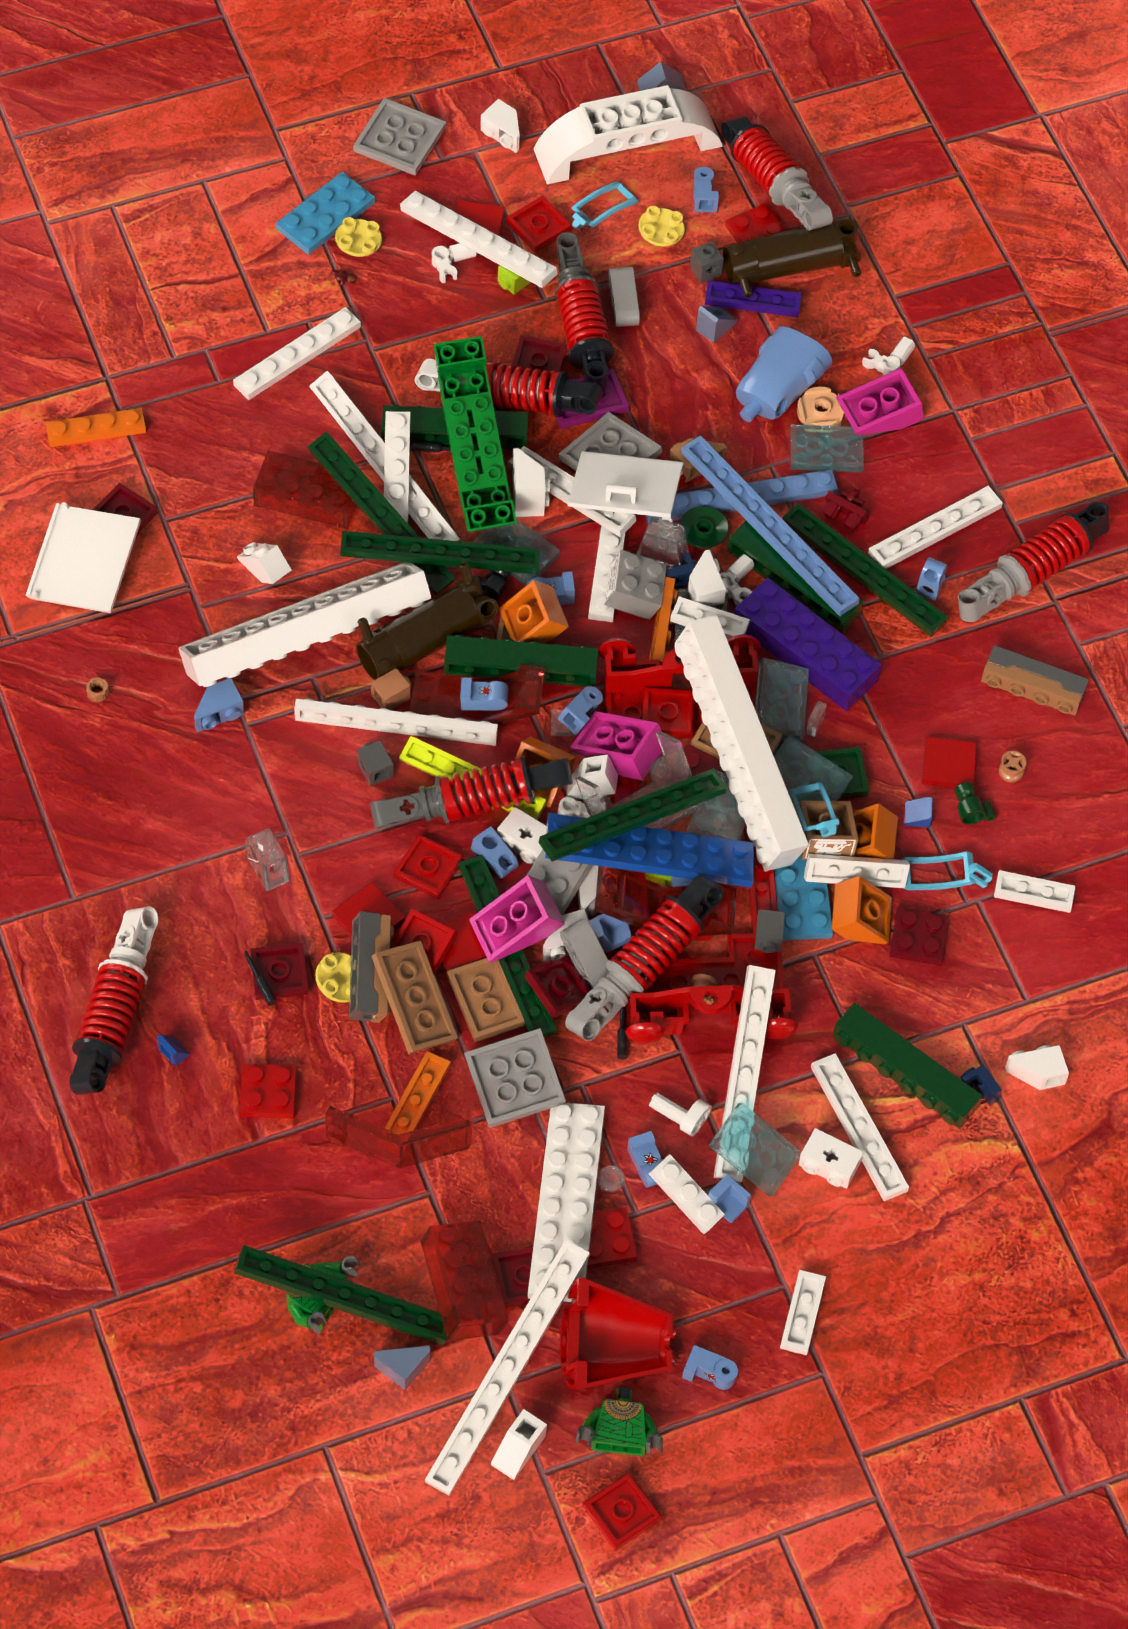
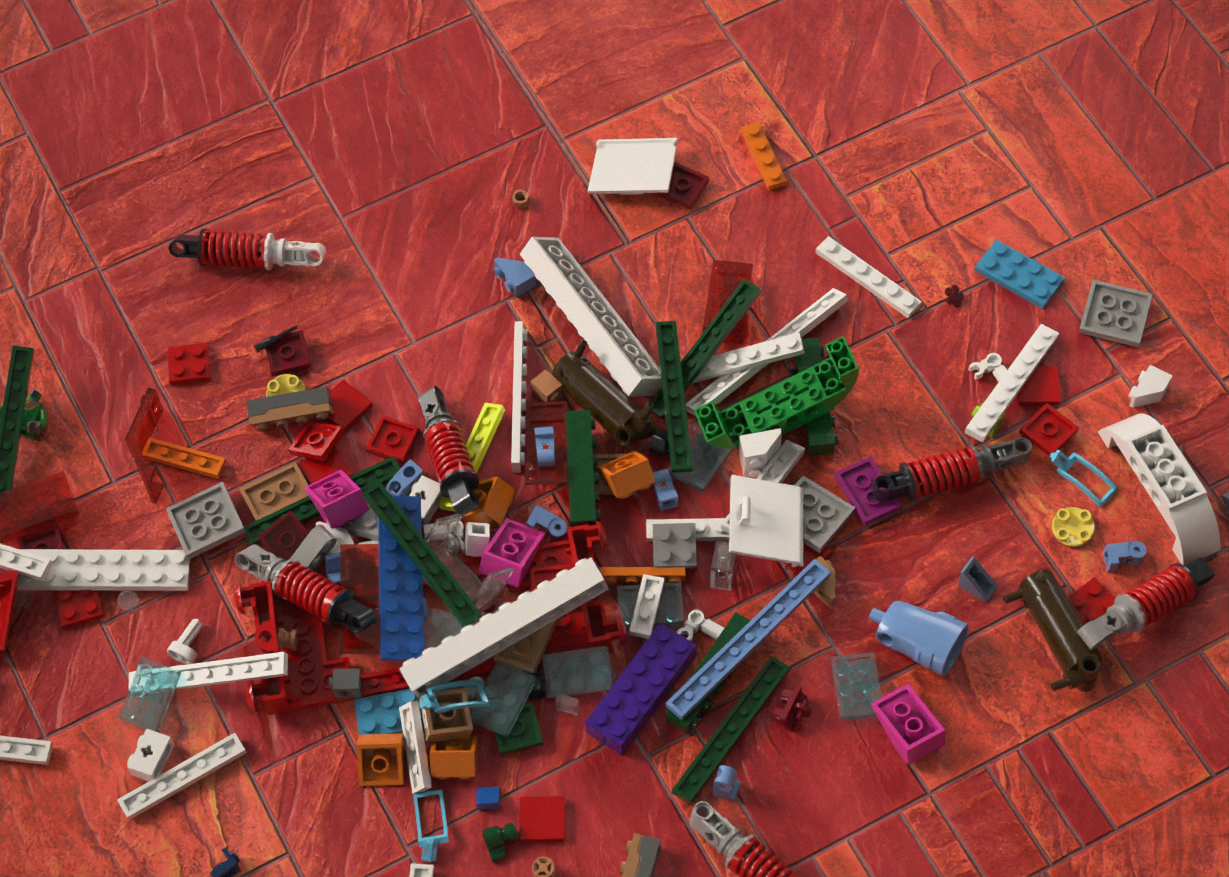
camera: 90 degrees right, 0 degrees up
(172, 1049) = (217, 296): blue slope -> none
(263, 853) = (379, 327): clear torso -> none
(264, 562) = (652, 284): white slope -> none
(358, 237) = (998, 300): light yellow dish -> none
(375, 762) = (478, 387): dark grey brick -> none
(414, 997) = (264, 439): medium nougat plate -> none
(527, 389) = (856, 429): piece -> none
(539, 354) = (897, 447): dark red plate -> none
(623, 296) = (985, 505): light grey beam -> none
(644, 1156) = (142, 623): medium blue leg -> none
(682, 573) = (697, 584): dark blue bracket -> none
(686, 1194) = (112, 652): white plate -> none
(704, 258) = (1037, 561): dark grey brick -> none
(706, 583) = (684, 597): white slope -> none
(708, 520) = (749, 587): dark green dish -> none
(730, 1198) = (114, 686): medium blue panel -> none
(762, 301) = (1009, 614): dark purple plate -> none
(771, 491) = (796, 634): medium blue plate -> none
(816, 397) = (904, 667): light nougat plate -> none
(894, 361) = (963, 733): white bar -> none
(907, 1066) = (238, 807): dark green brick -> none
(919, 936) = (367, 809): dark red plate -> none
(935, 527) = (788, 785): white plate -> none

